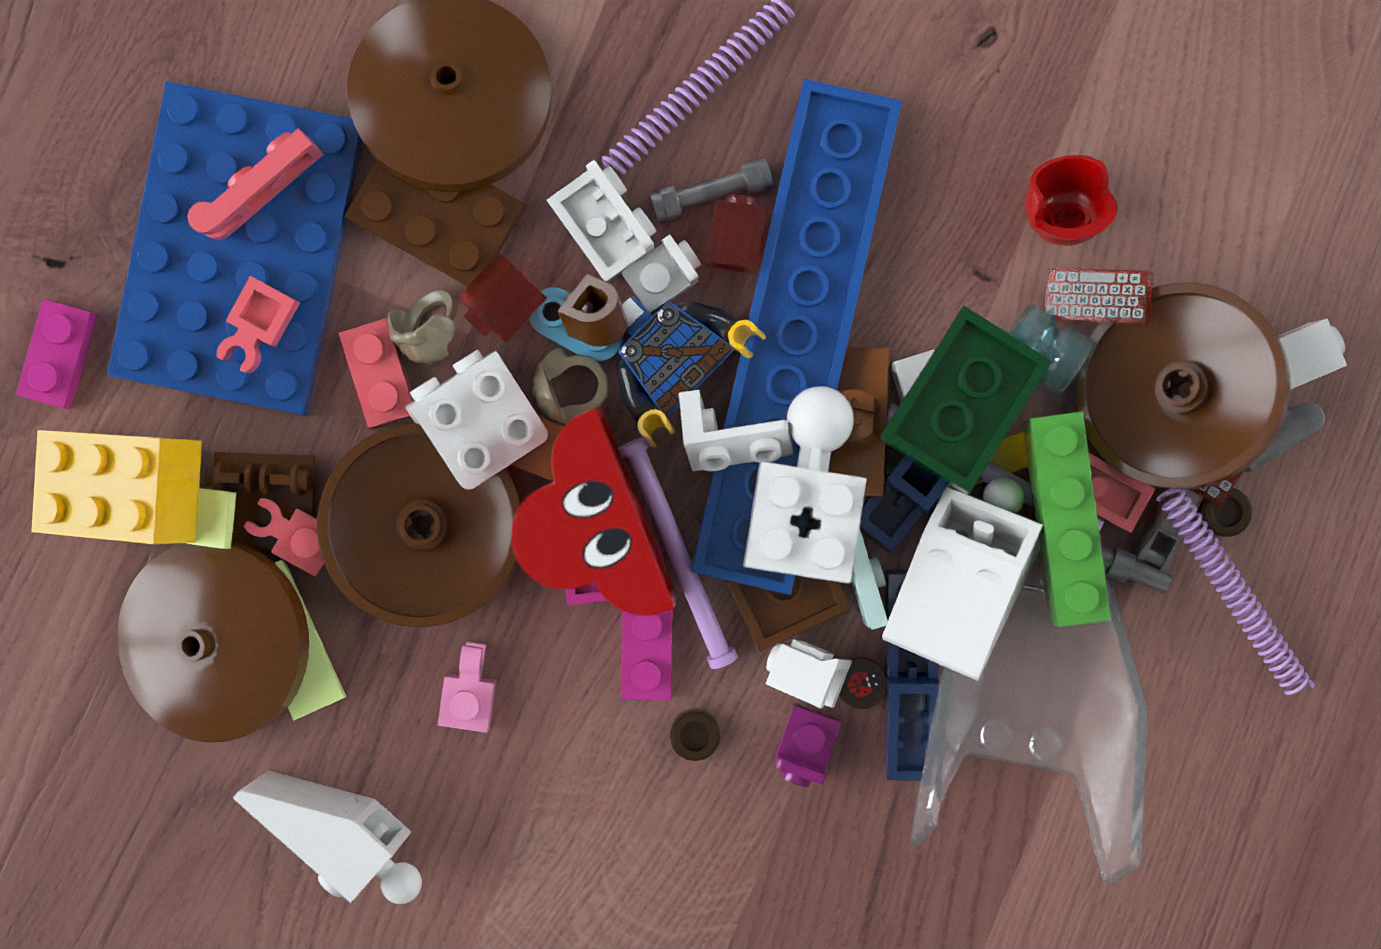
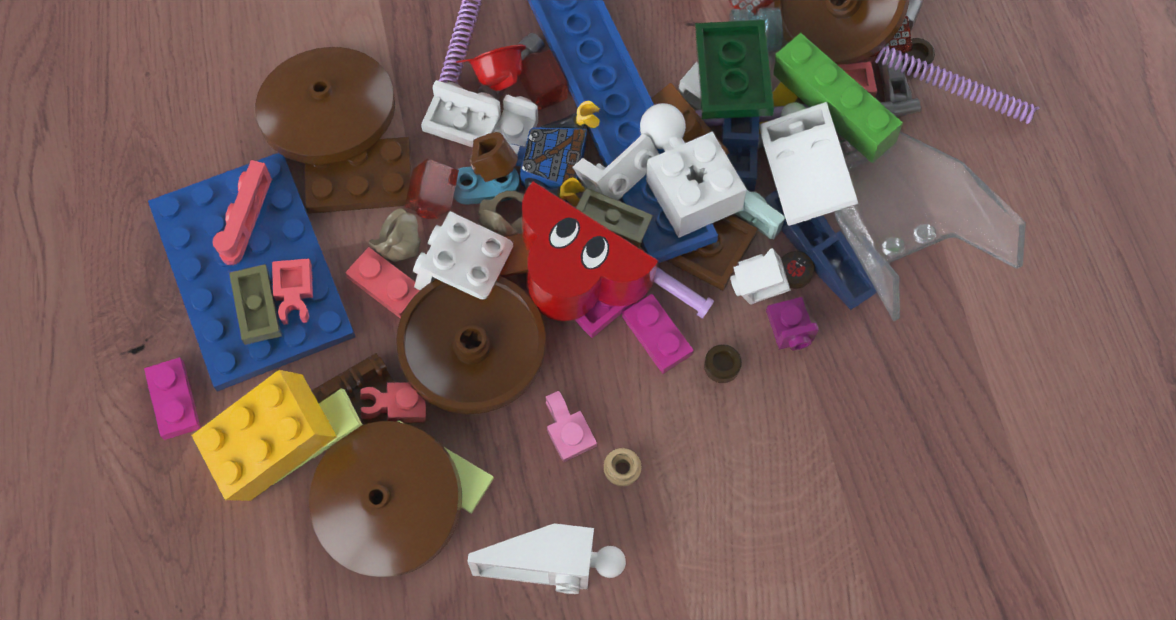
camera: 40 degrees left, 20 degrees down
(201, 313) = (255, 304): none -> olive plate
(487, 787) = (626, 456): none -> tan plate
(676, 495) = (616, 216): none -> olive plate
(680, 185) = (498, 67): none -> red piece

